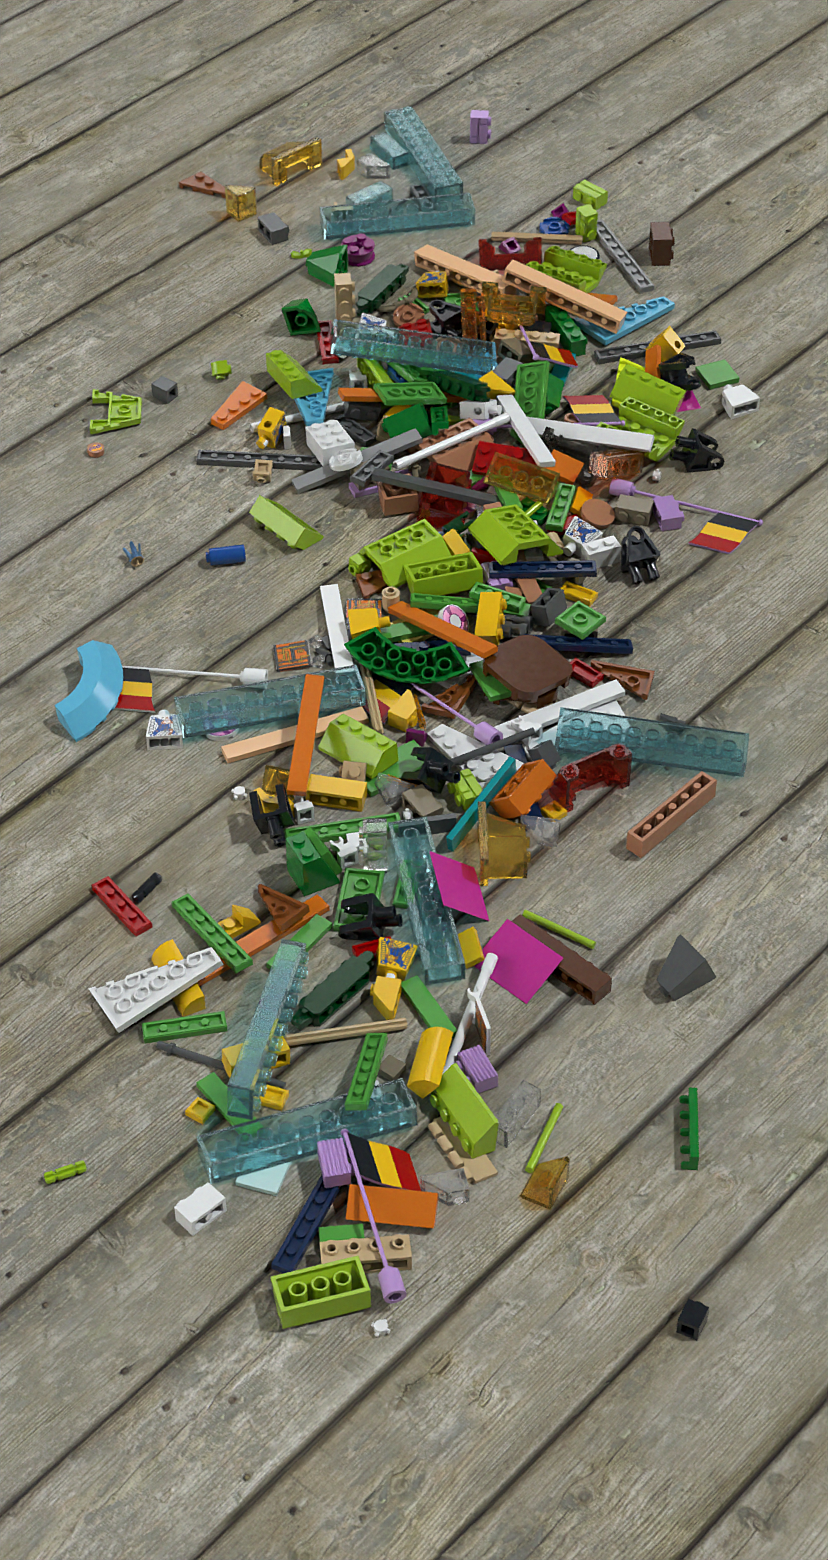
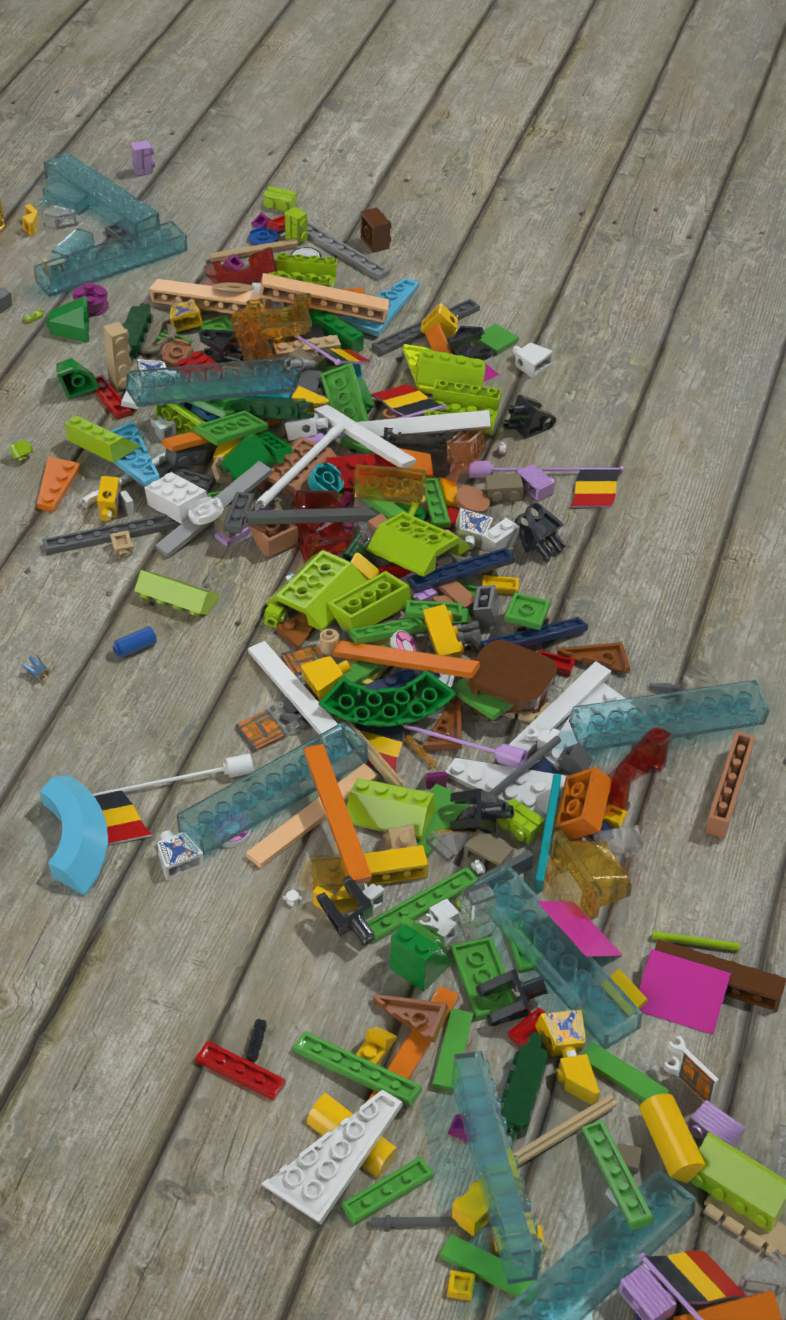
camera: 25 degrees left, 0 degrees up
(403, 712) = (411, 757): yellow slope -> none
(466, 458) = (325, 478): none -> teal cylinder
(479, 265) = (229, 287): none -> tan piece
(486, 970) = (661, 1012): white piece -> none
(503, 351) = (299, 363): none -> light grey pin

